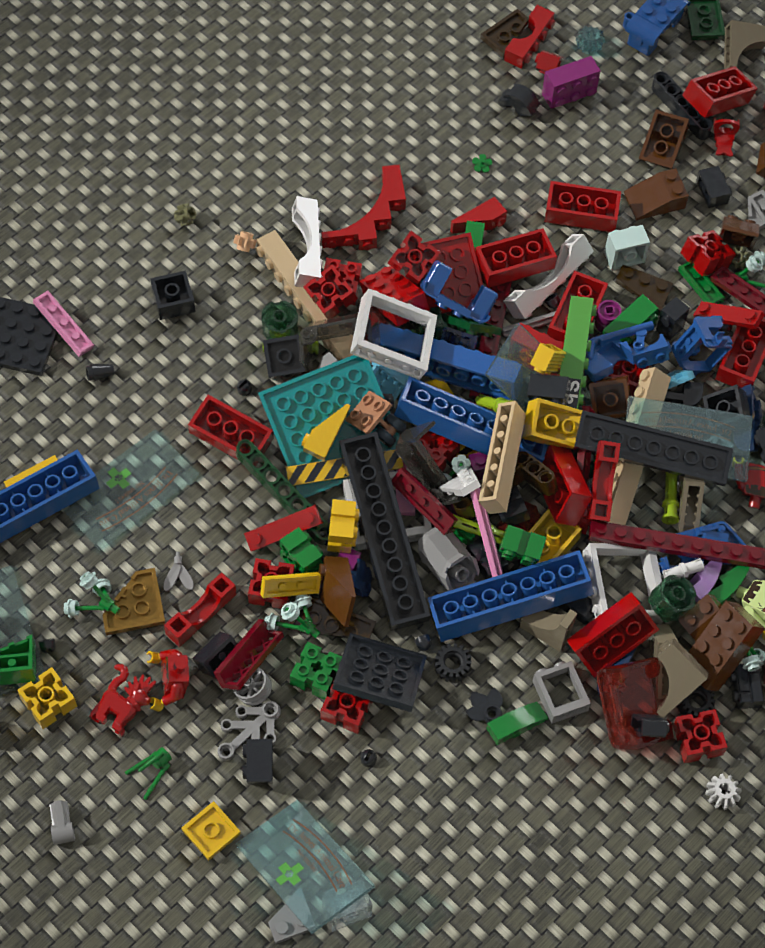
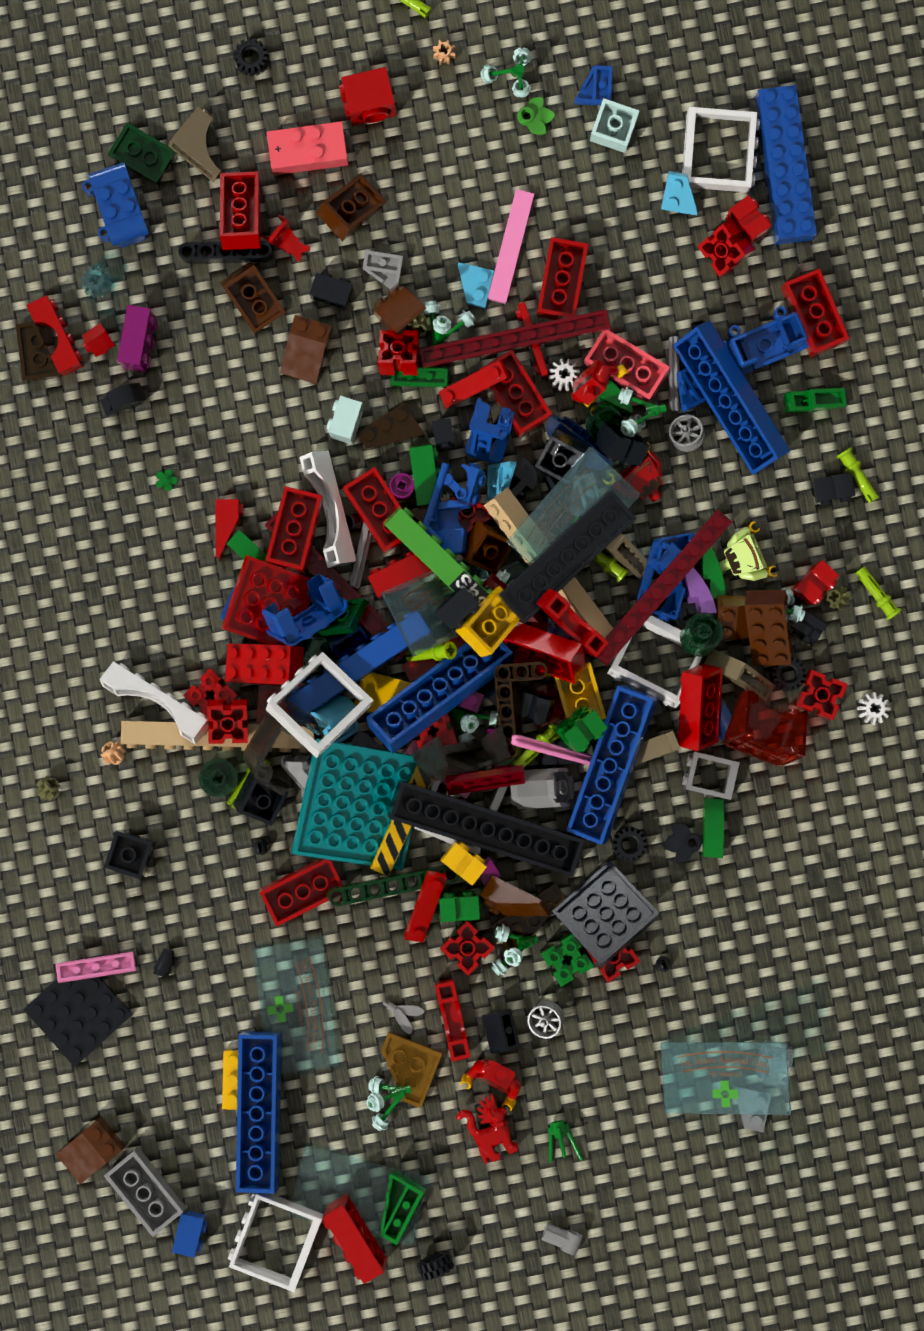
camera: 50 degrees left, 25 degrees up
(48, 643) = (398, 1160): black hinge -> none
(58, 699) = (443, 1199): yellow brick -> none
(211, 830) = (644, 1126): yellow plate -> none
(245, 654) = (518, 1010): dark red fence -> none
(252, 728) = (579, 1040): light grey plant -> none
(259, 761) = (617, 1058): black brick -> none
(290, 584) = (487, 939): yellow plate -> none
(322, 436) = (370, 823): yellow slope -> none
(362, 579) = (513, 871): dark blue plate -> none
(370, 413) = (381, 771): nougat plate -> none
(378, 218) = (151, 590): red arch -> none
(423, 642) = (597, 855): black hinge -> none
(425, 256) = (254, 632): red brick -> none
(462, 484) = (494, 739): white wing -> none
(502, 457) = (497, 694): tan brick -> none
(547, 358) = (432, 589): yellow brick -> none
(582, 206) = (276, 426): red brick -> none
(649, 725) = (790, 732): black brick -> none
(683, 673) = (772, 677): dark tan arch -> none
(686, 569) = (682, 606): white pin -> none

